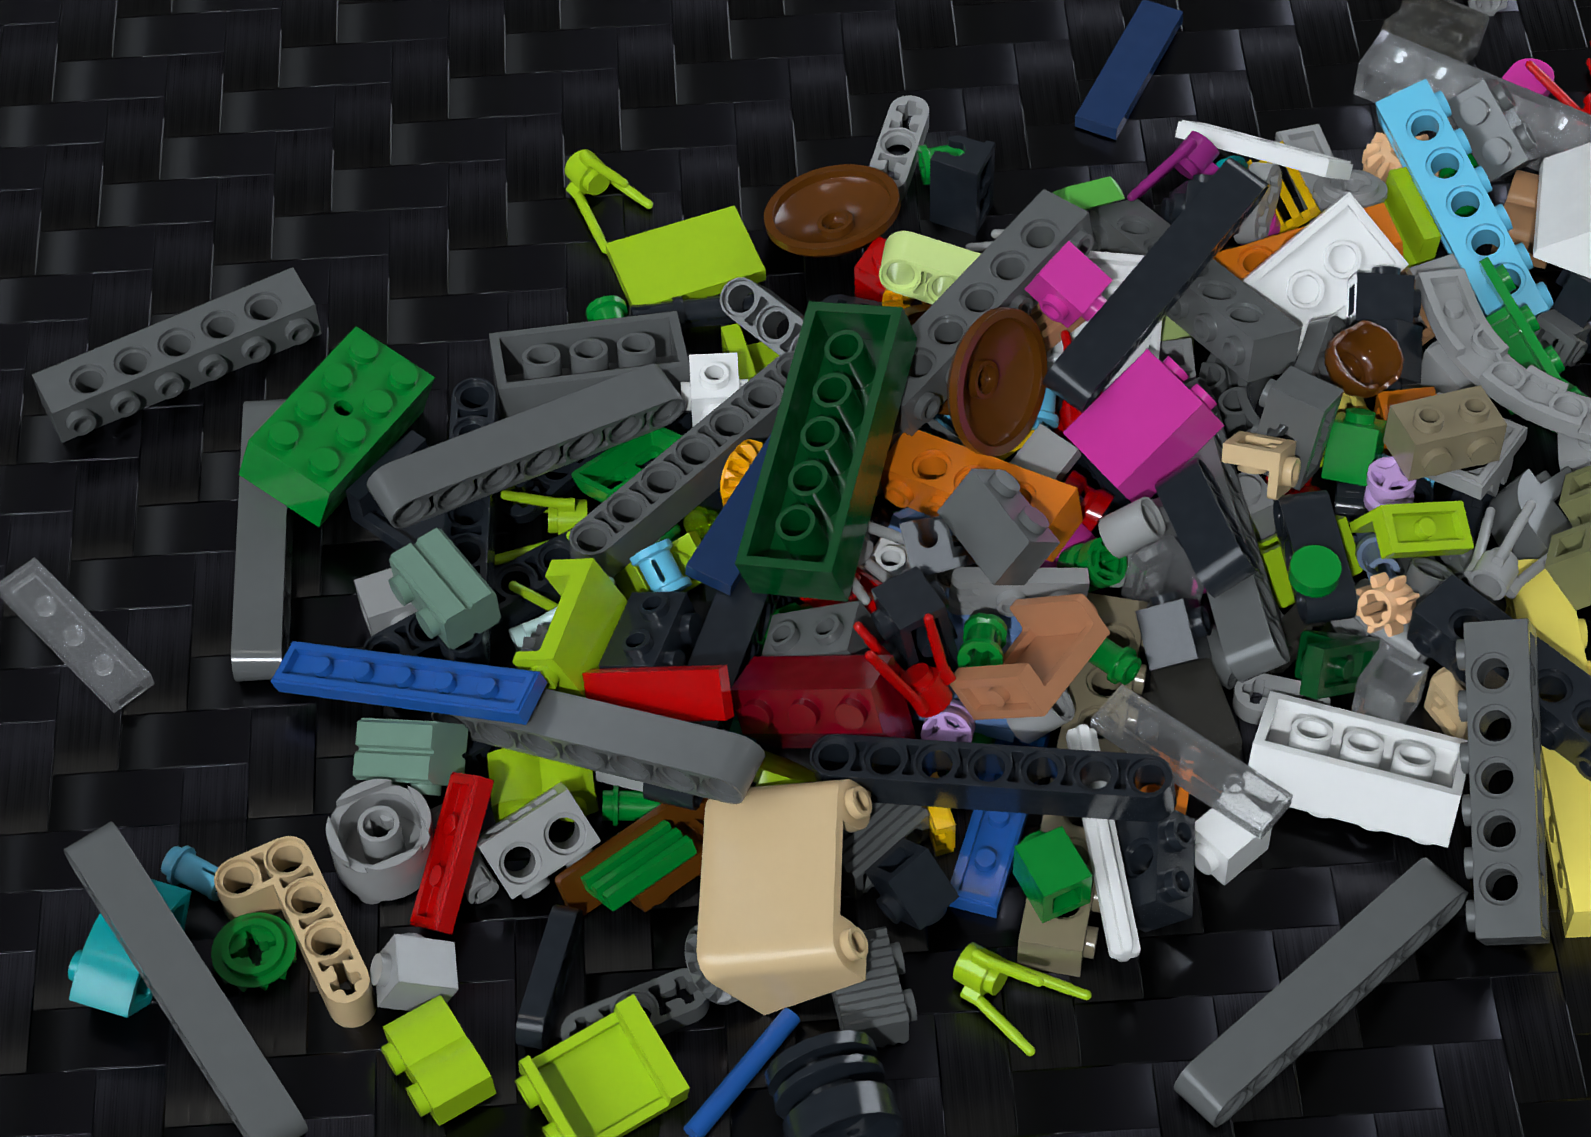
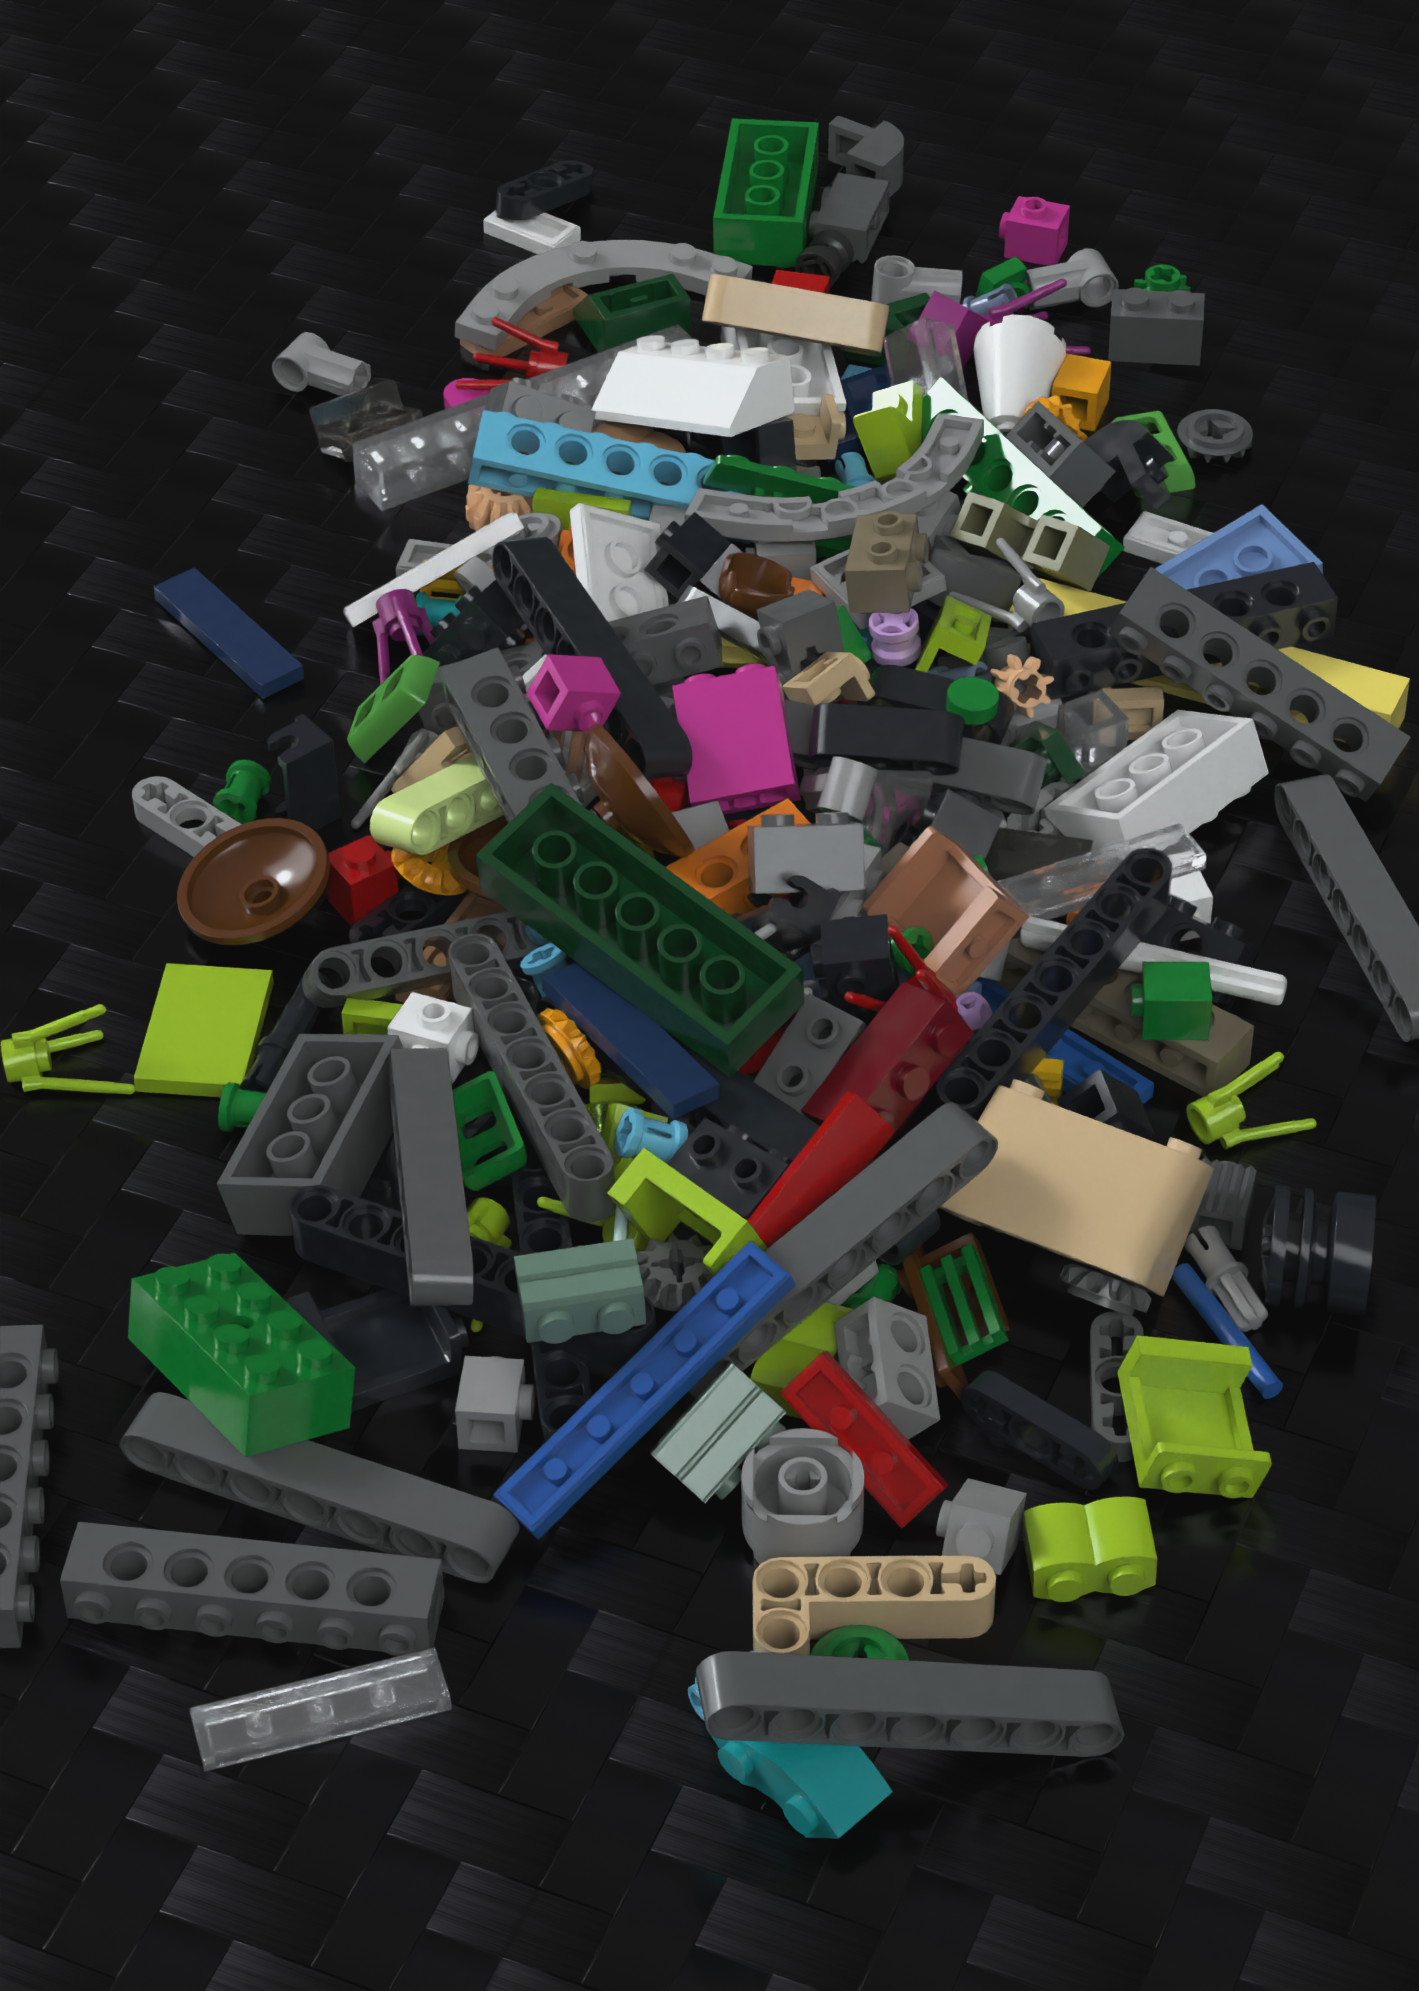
camera: 65 degrees left, 10 degrees down
(151, 547) = (253, 1589): none -> dark grey brick
(813, 1021) = (1227, 1279): none -> light grey axle

